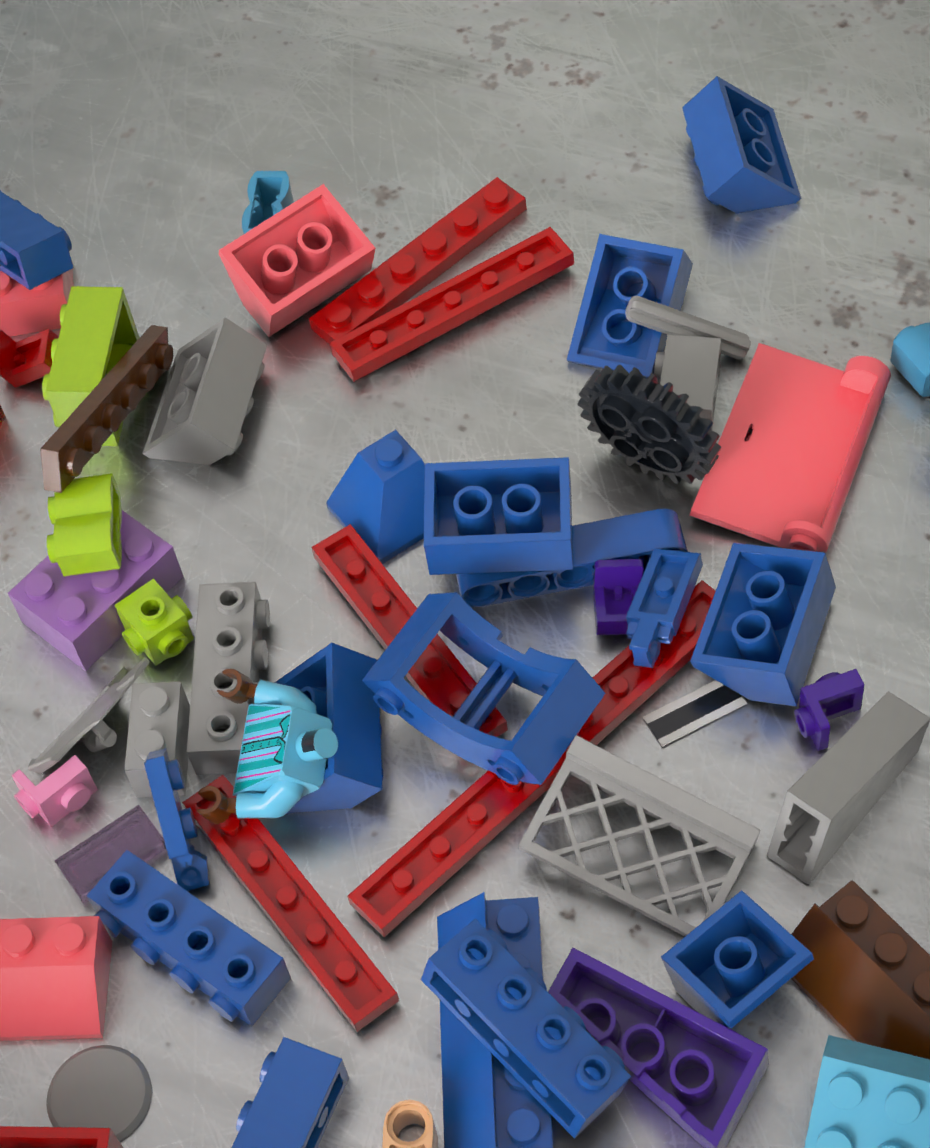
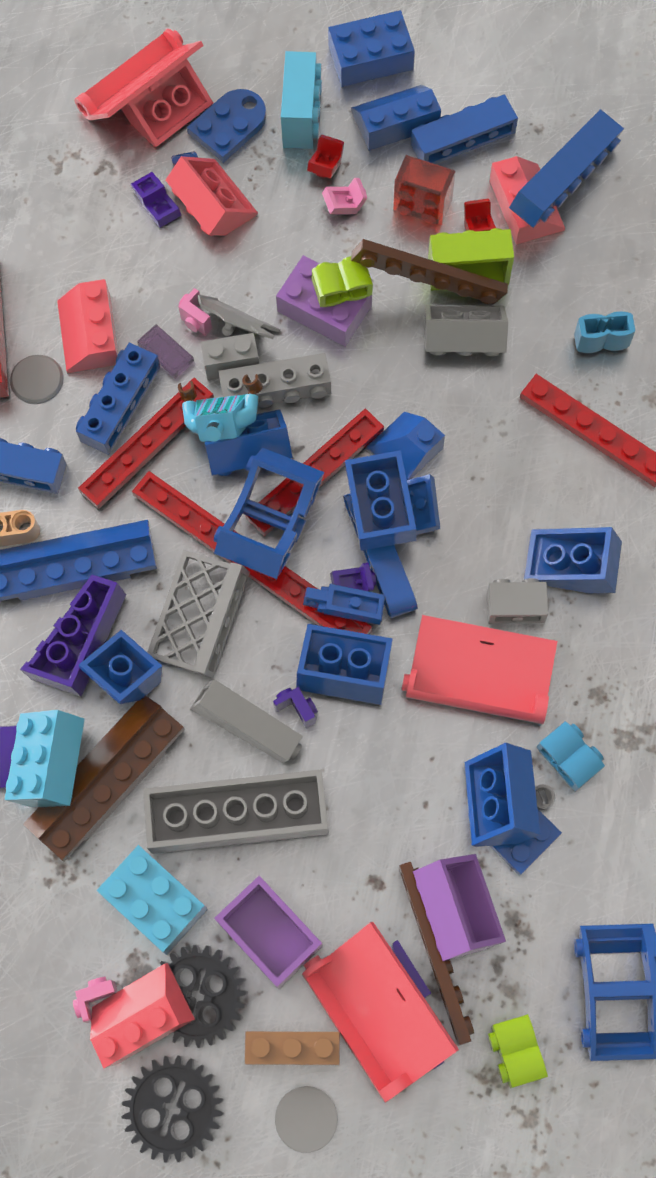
camera: 75 degrees right, 15 degrees up
(155, 622) = (301, 336): lime brick -> none
(176, 823) = (178, 371): blue hinge -> none
(297, 259) = (569, 353): coral slope -> none
(451, 303) = (562, 455): red plate -> none
(525, 1027) = (69, 565): blue brick -> none
(649, 424) = (462, 576): black gear -> none
(675, 322) = (555, 594): light grey axle -> none
(693, 711) = (288, 632): sticker -> none

